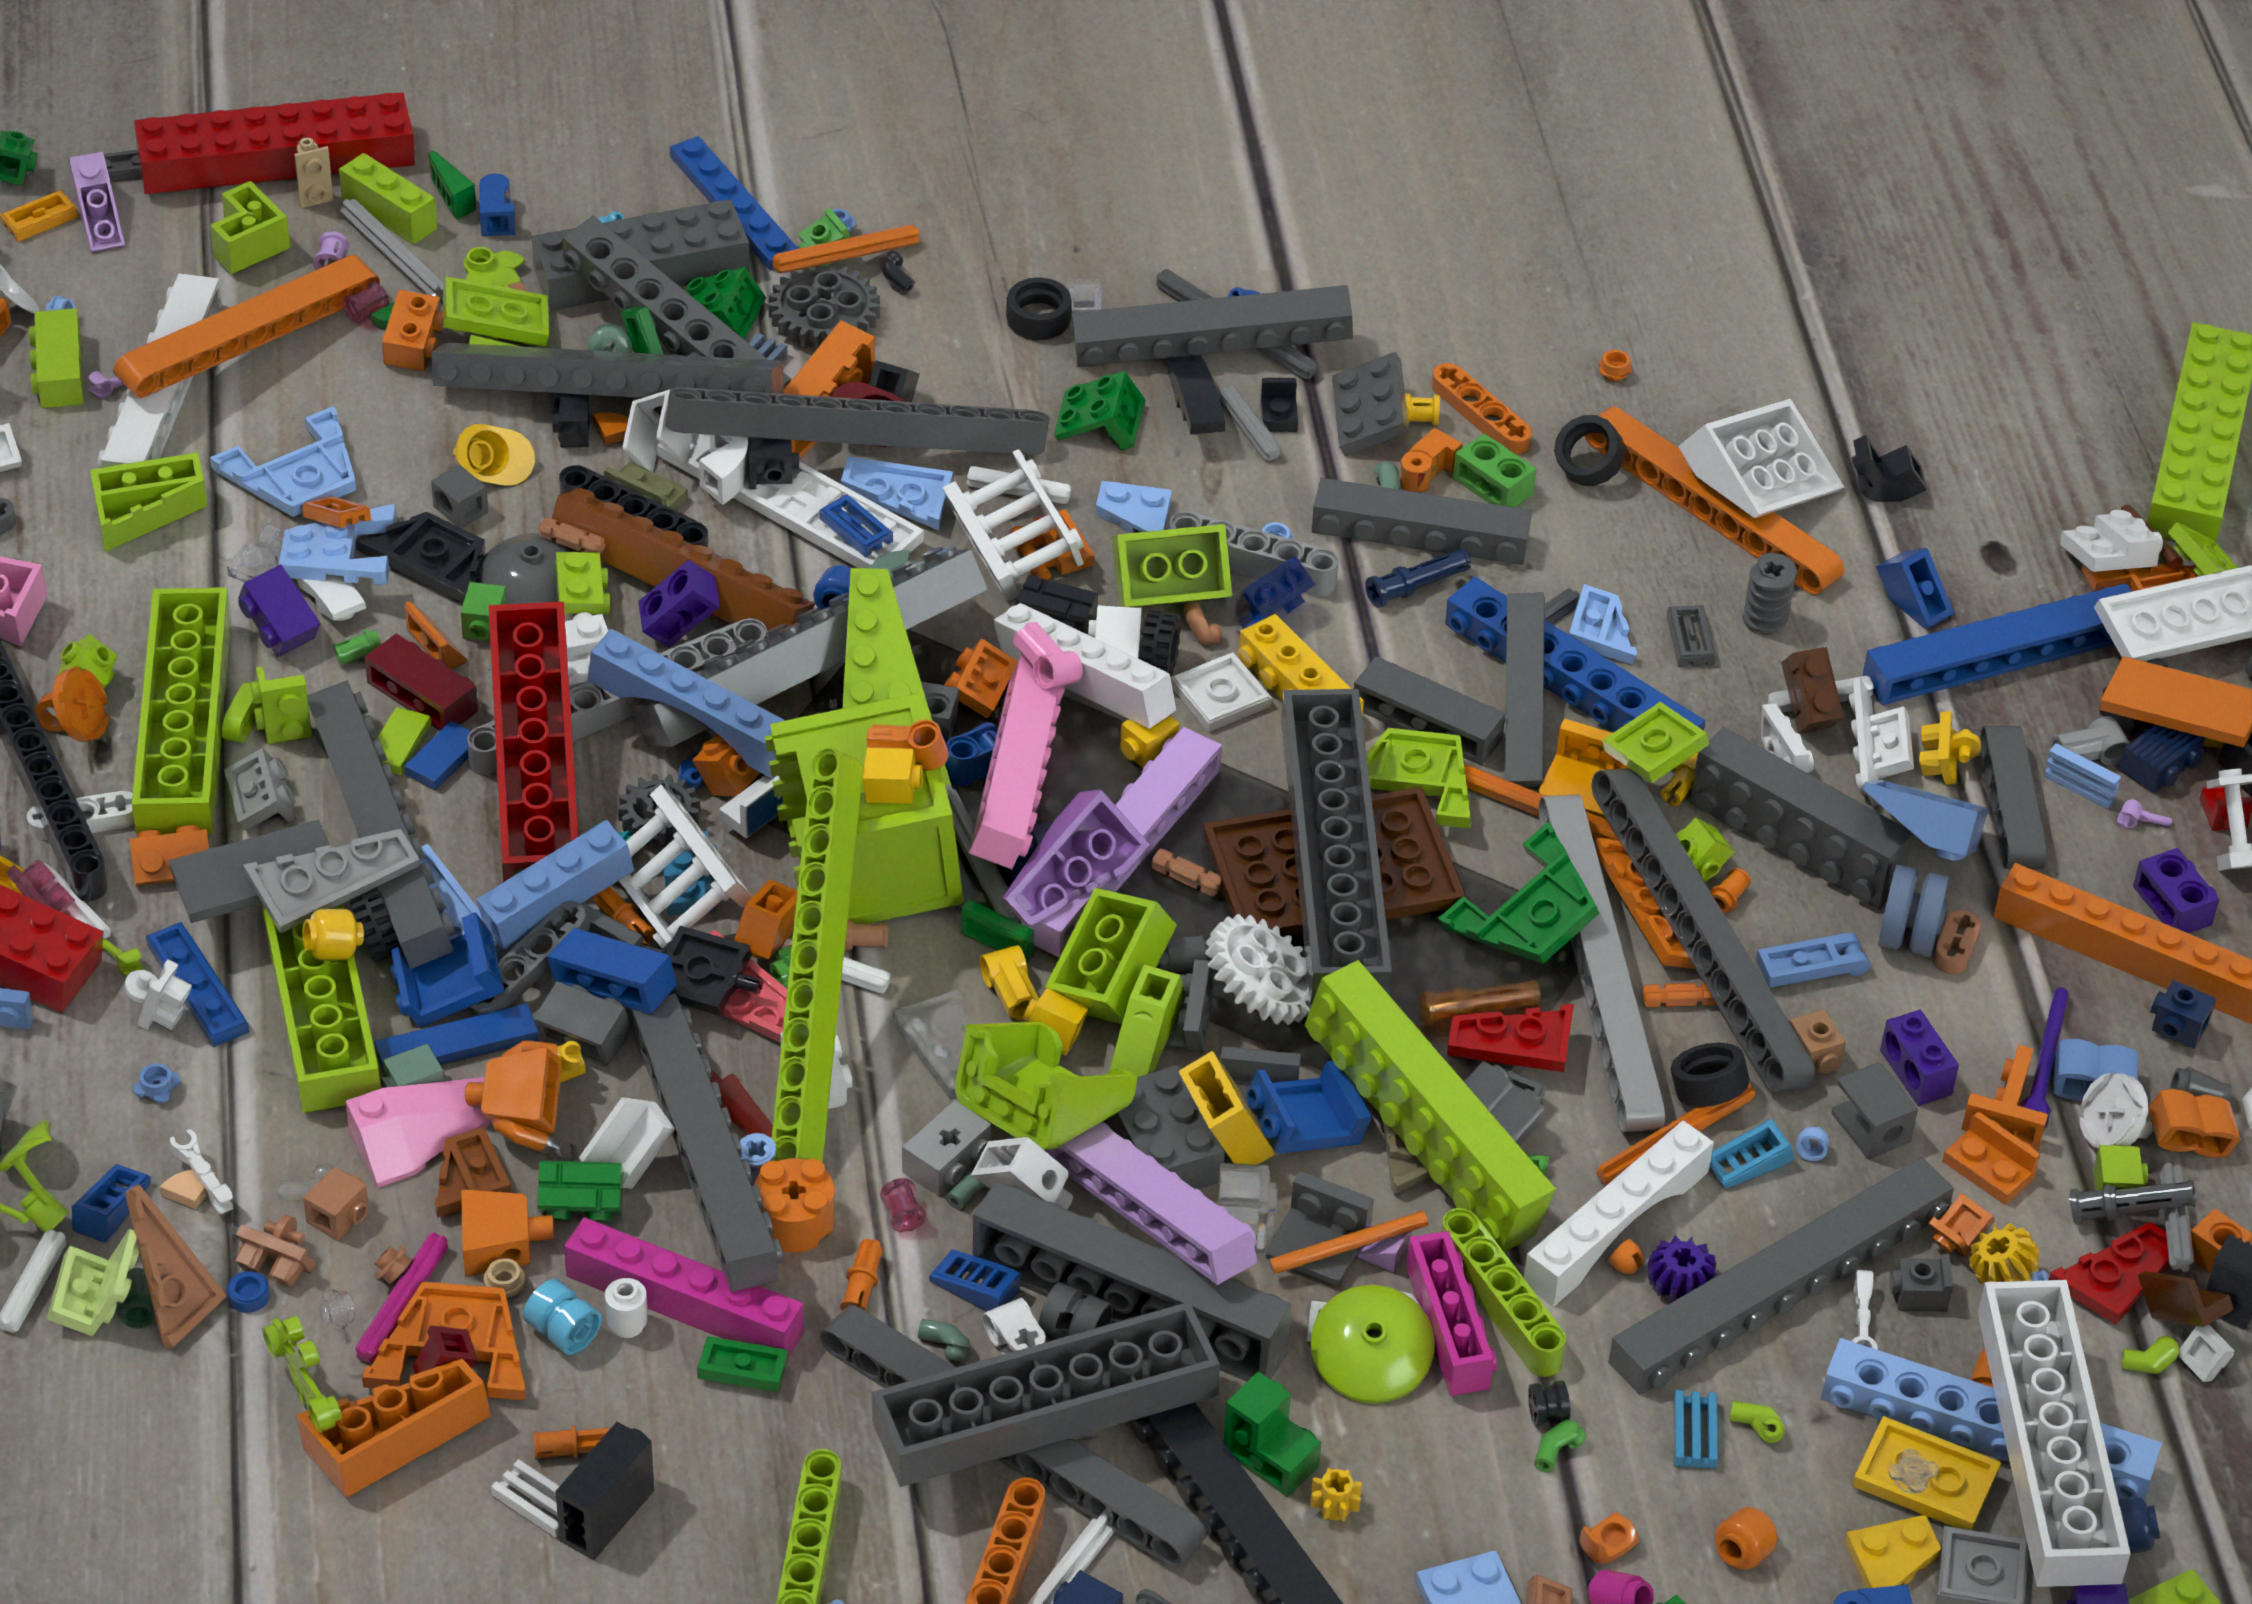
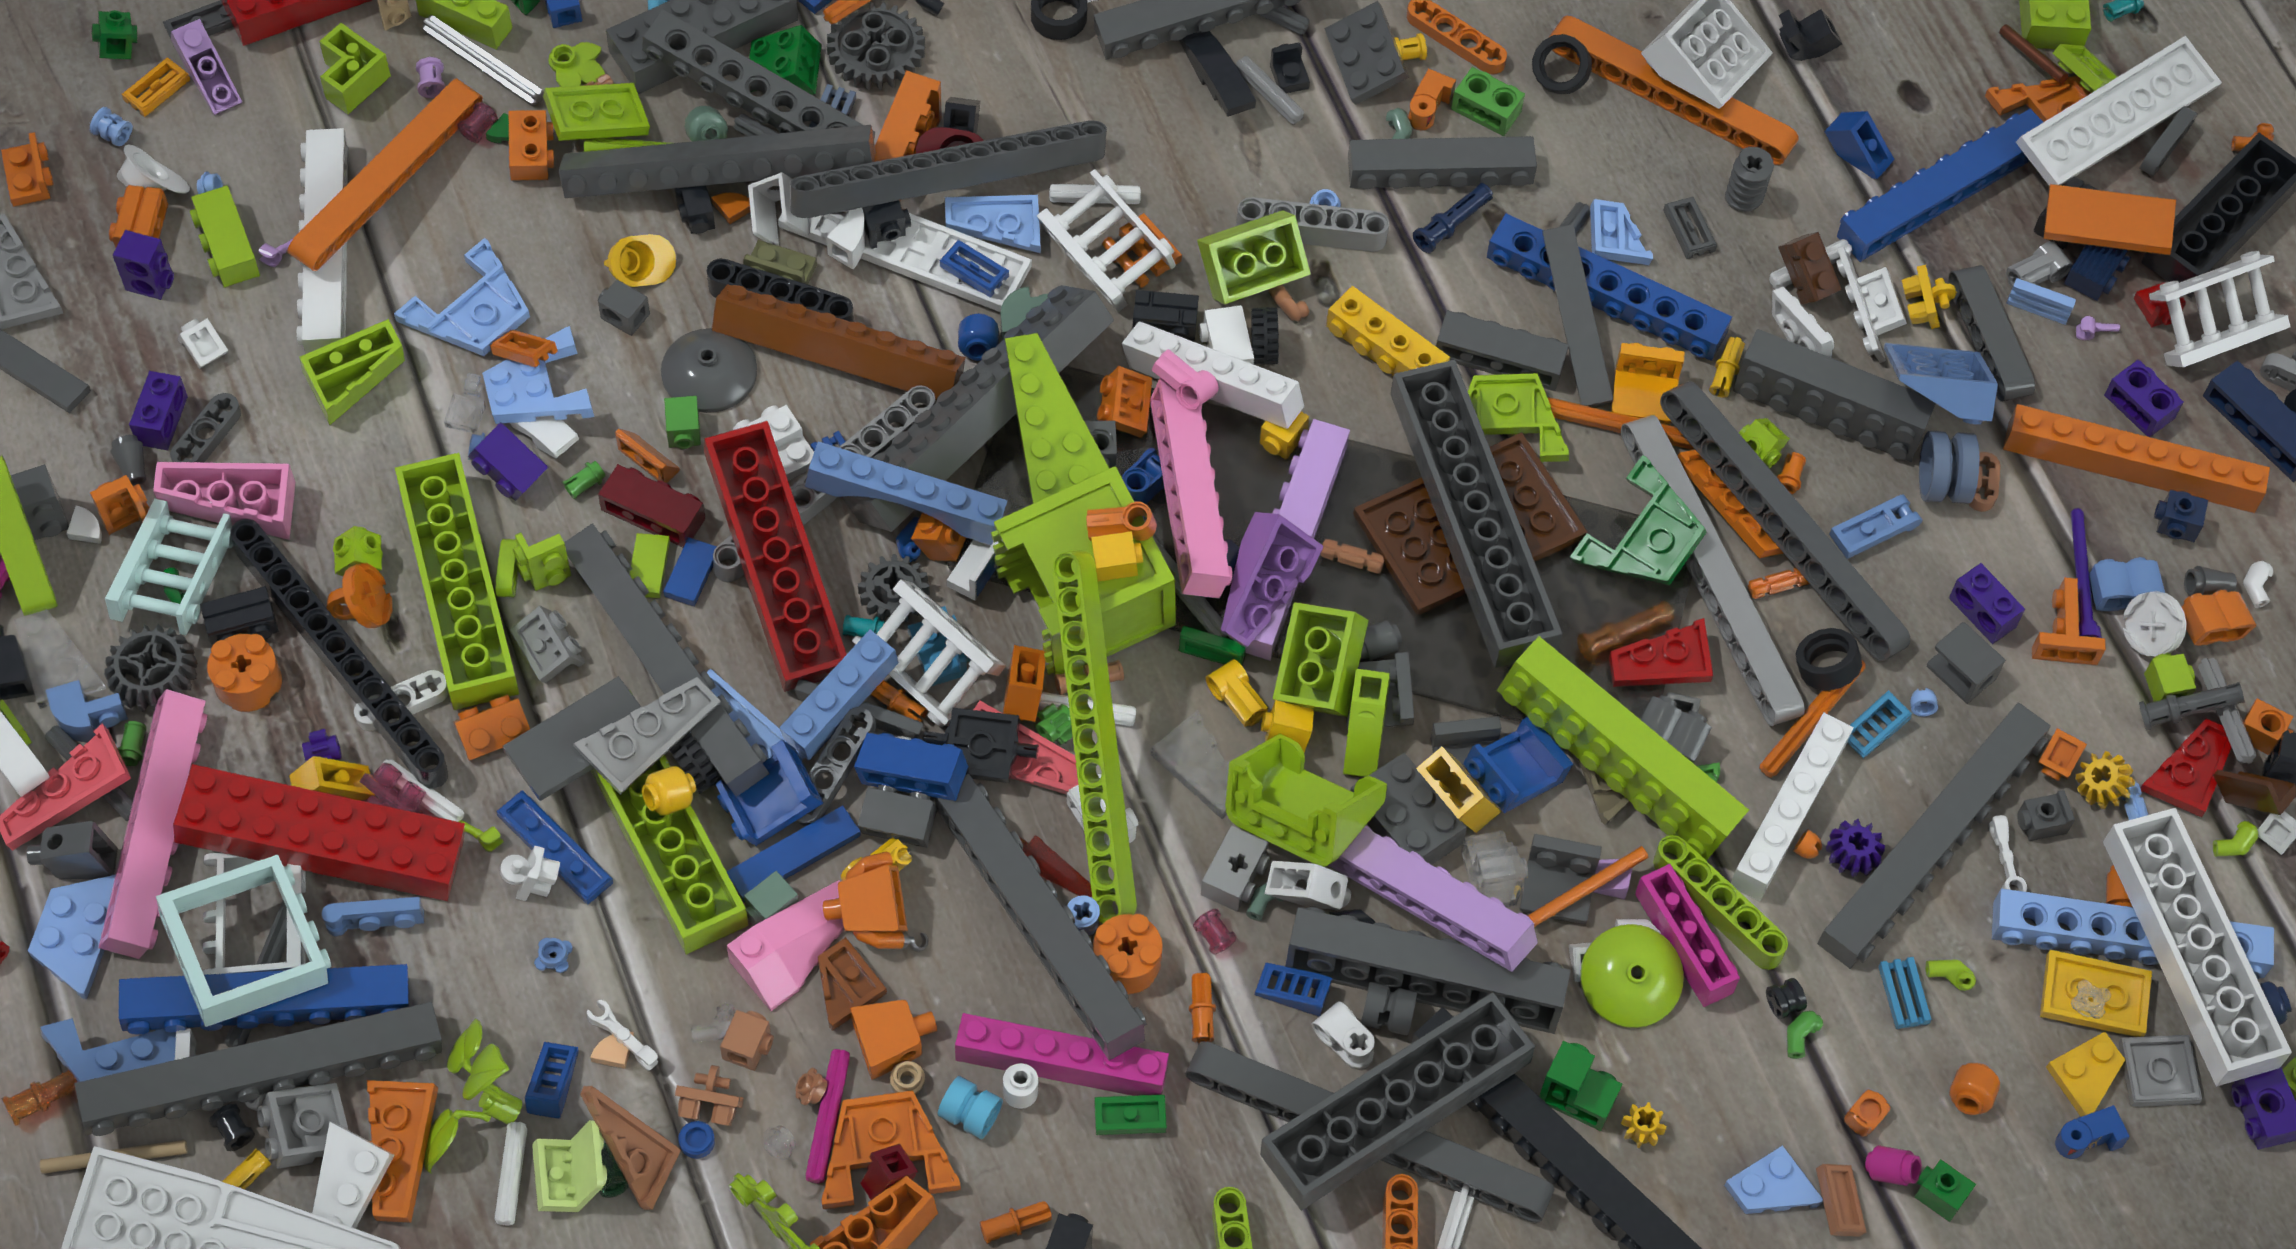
camera: 15 degrees left, 15 degrees up
(430, 552) = (617, 370): black wing -> none
(571, 536) = (737, 333): nougat axle -> none
(580, 1189) = (947, 981): green brick -> none
(582, 583) = (759, 378): lime bracket -> none
(631, 1137) = (977, 927): white panel -> none
(641, 330) = (735, 114): green tile -> none
(678, 603) = (850, 382): dark purple brick -> none
(946, 1334) = (1288, 1045): sand green arm -> none
(1105, 402) = (1141, 102): green bracket -> none
(1134, 506) = (1199, 196): light blue wing -> none
(1221, 692) = (1323, 365): white tile -> none
(1260, 968) = (1447, 645): white gear -> none
(1277, 591) = (1346, 264): clear blue bracket -> none
(1656, 742) = (1707, 356): lime plate -> none
(1820, 1040) = (1905, 604): medium nougat brick -> none
(1993, 1159) = (2067, 684): orange bracket -> none
(2114, 543) = (2008, 69): white plate -> none

